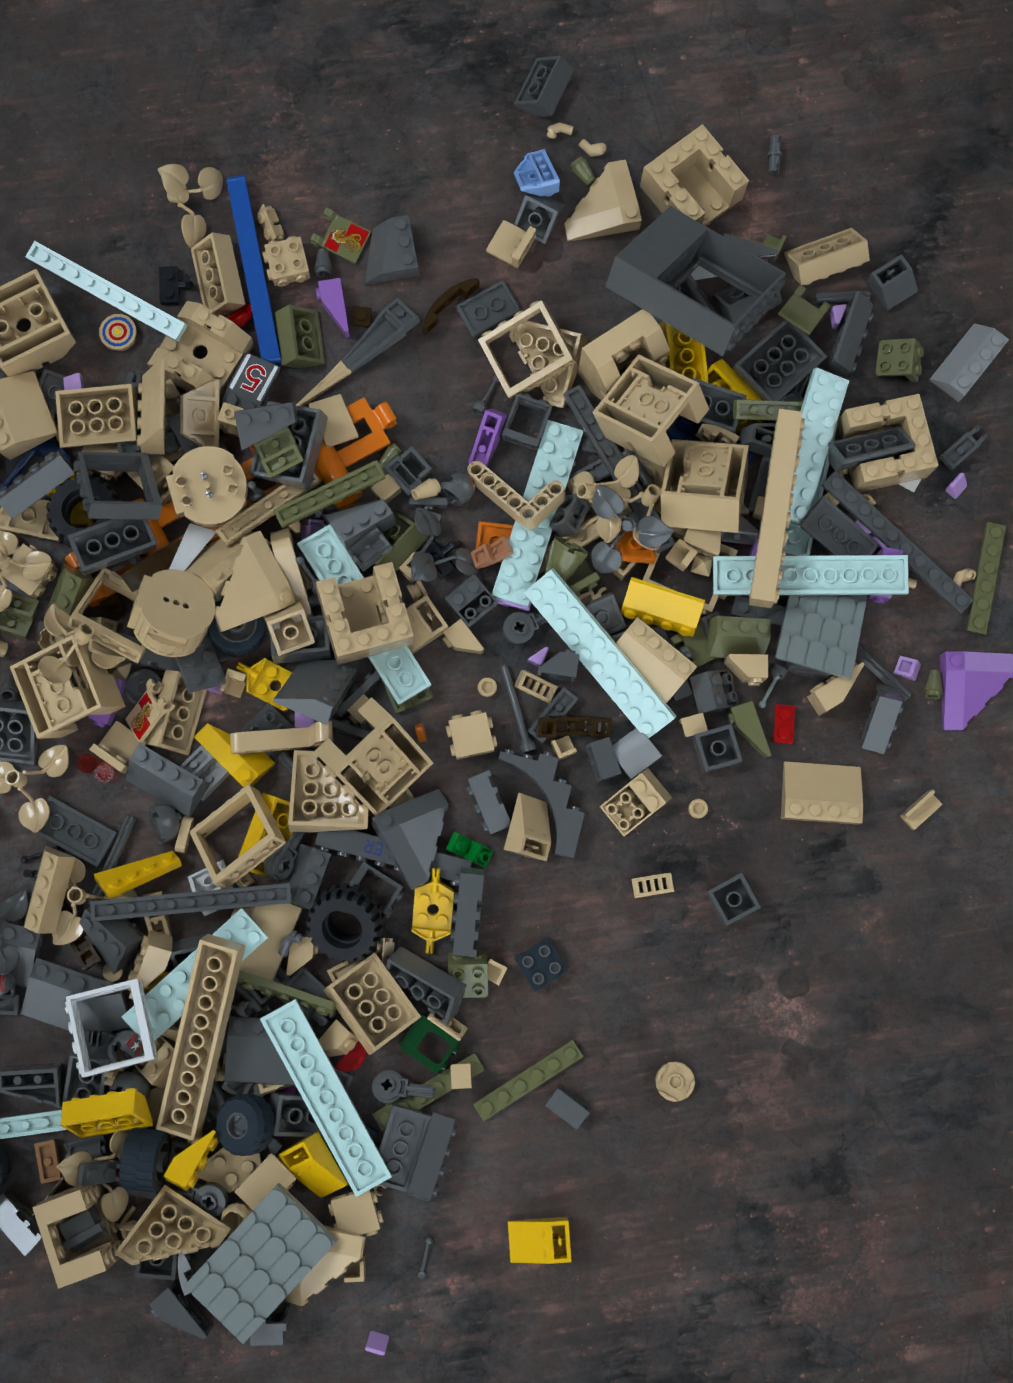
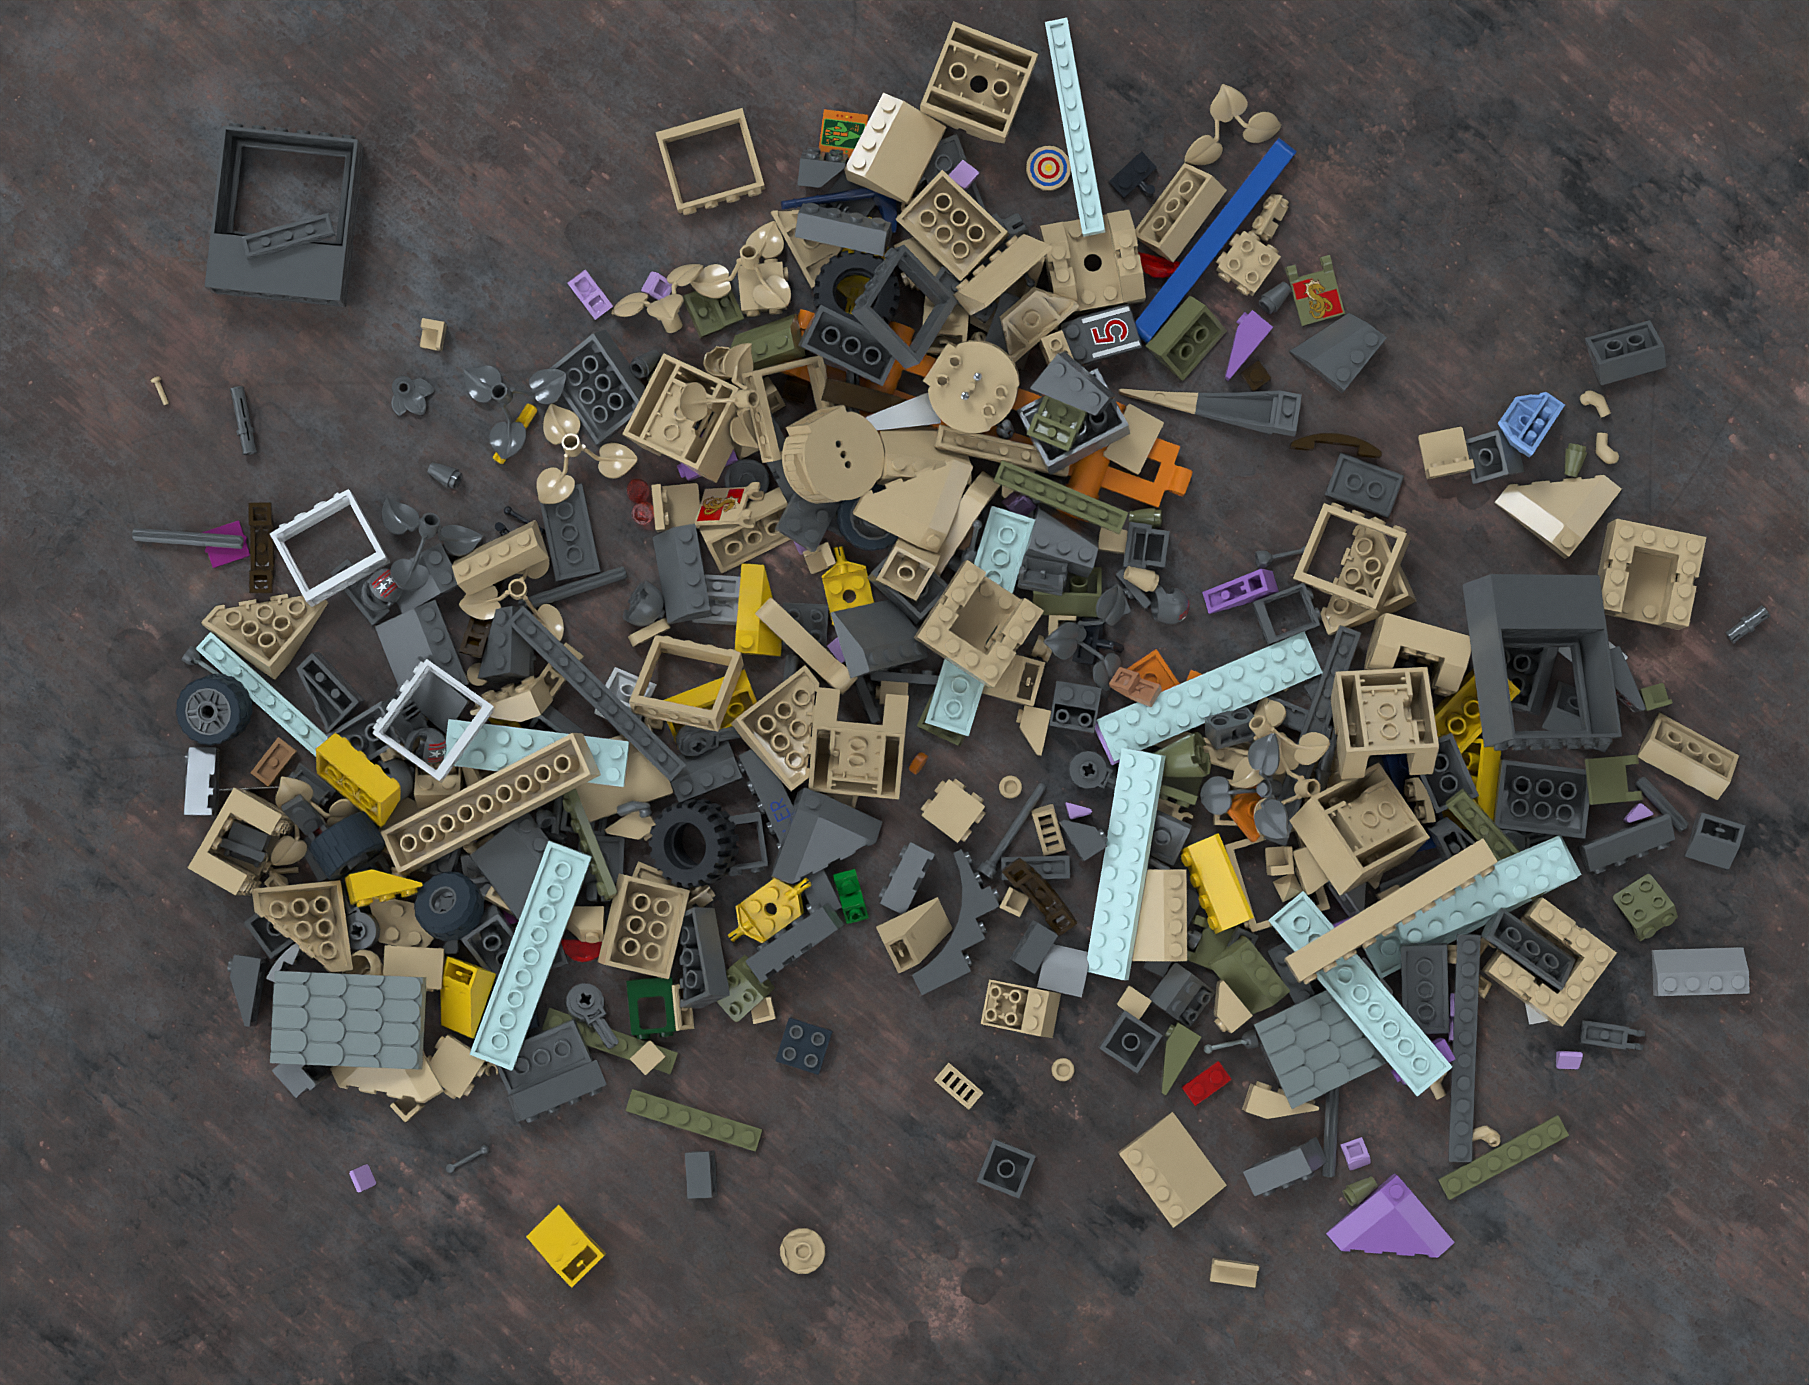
camera: 60 degrees right, 5 degrees up
(129, 876) = (575, 619): yellow wing -> none
(512, 498) = (1200, 663): tan beam -> none

